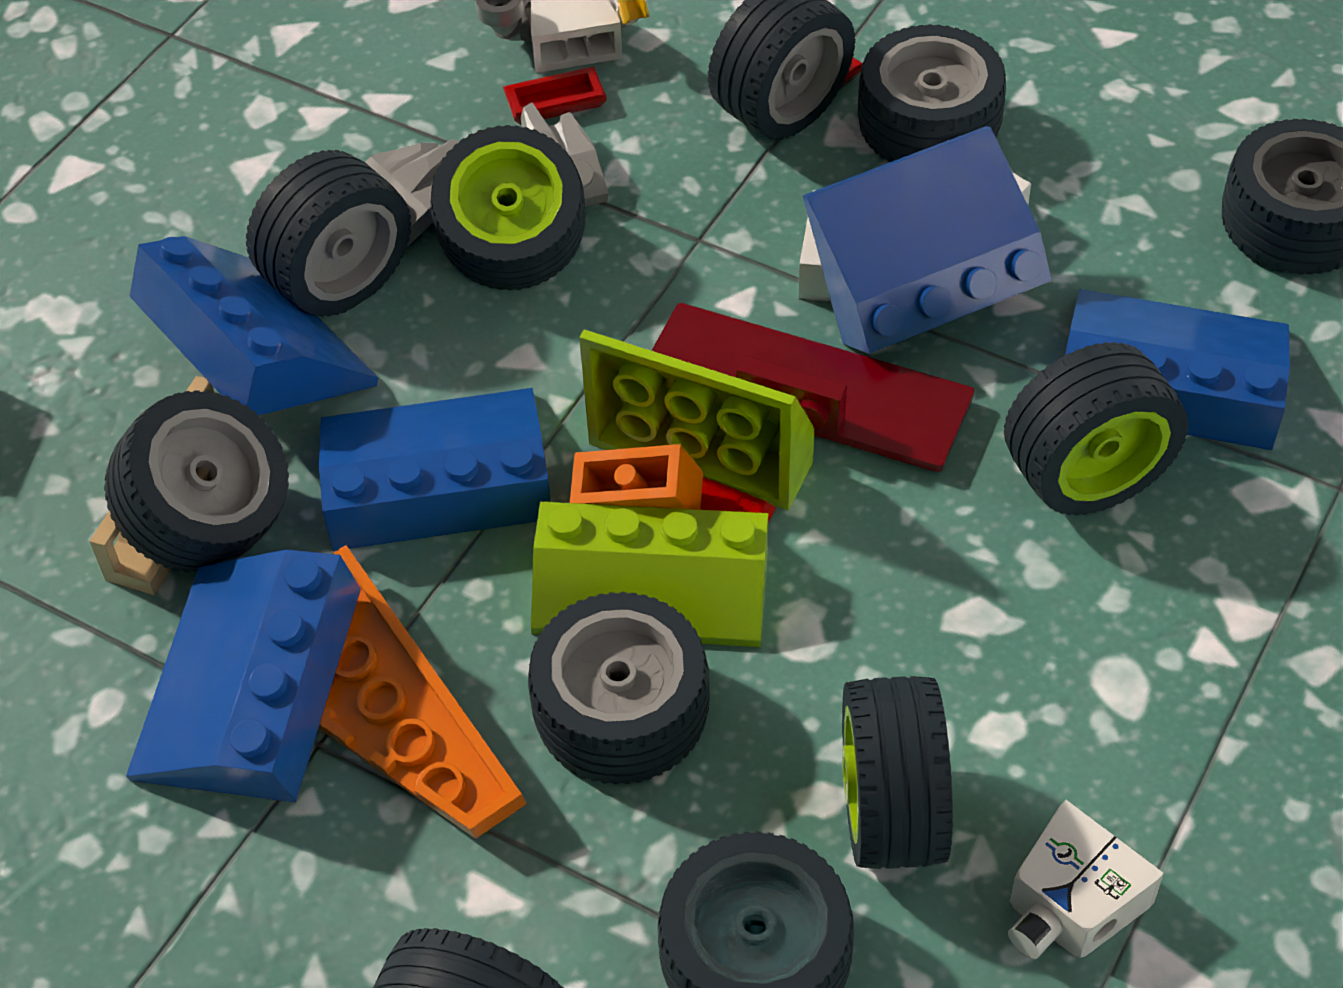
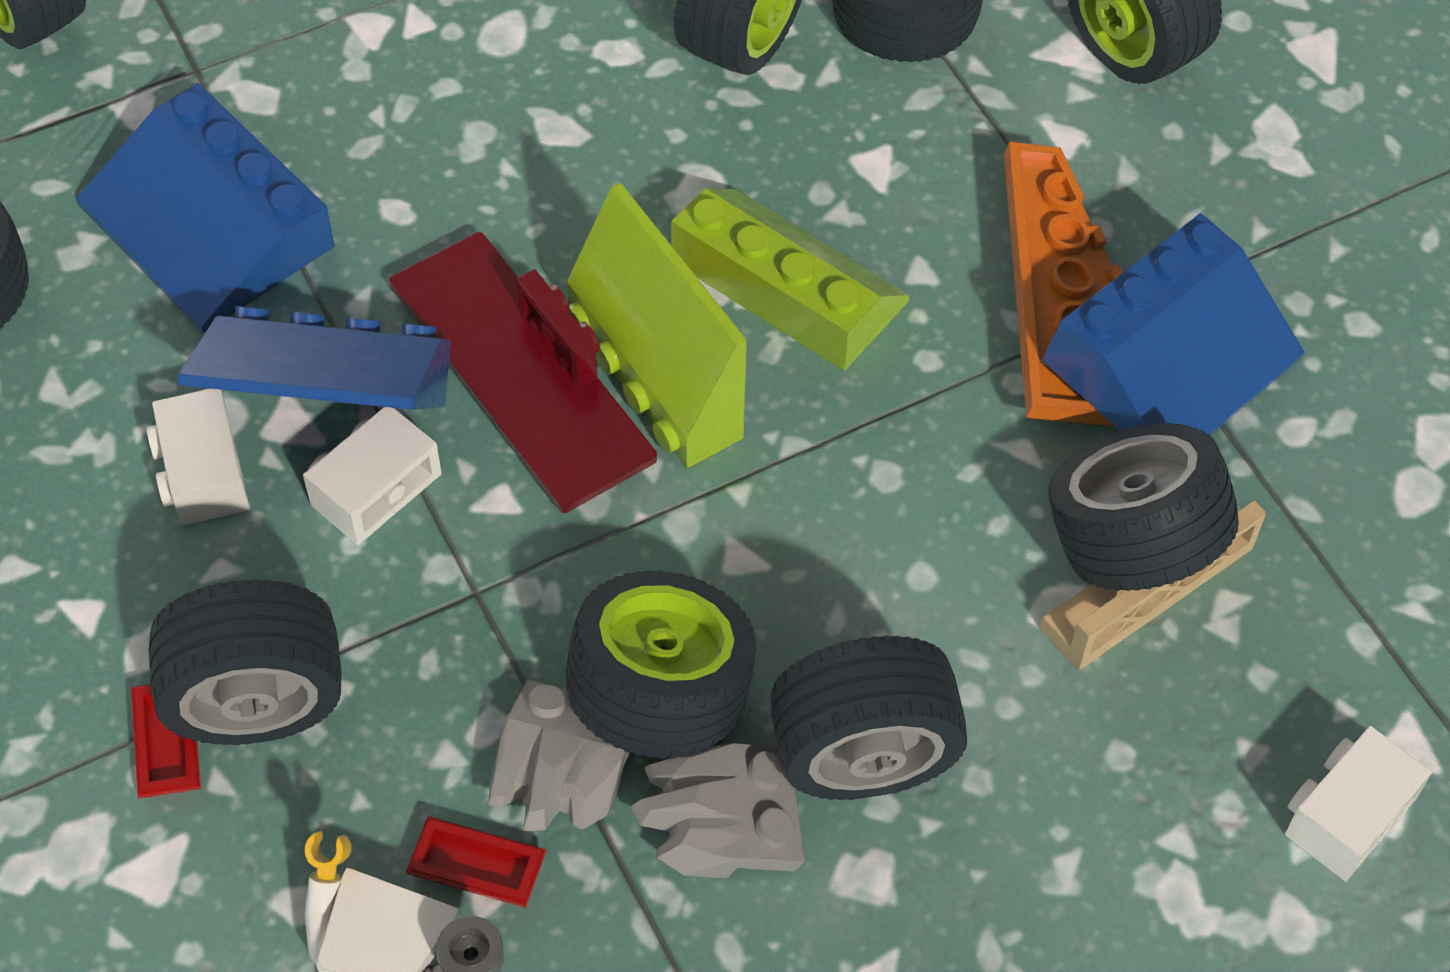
camera: 150 degrees left, 5 degrees up
(241, 328) = (1020, 677): blue slope -> none
(432, 469) = (900, 472): blue slope -> none
(619, 687) = (883, 179): wheel -> none
(637, 477) = (762, 310): orange brick -> none
(928, 89) = (117, 559): black wheel -> none
(1095, 428) = (362, 130): black wheel -> none

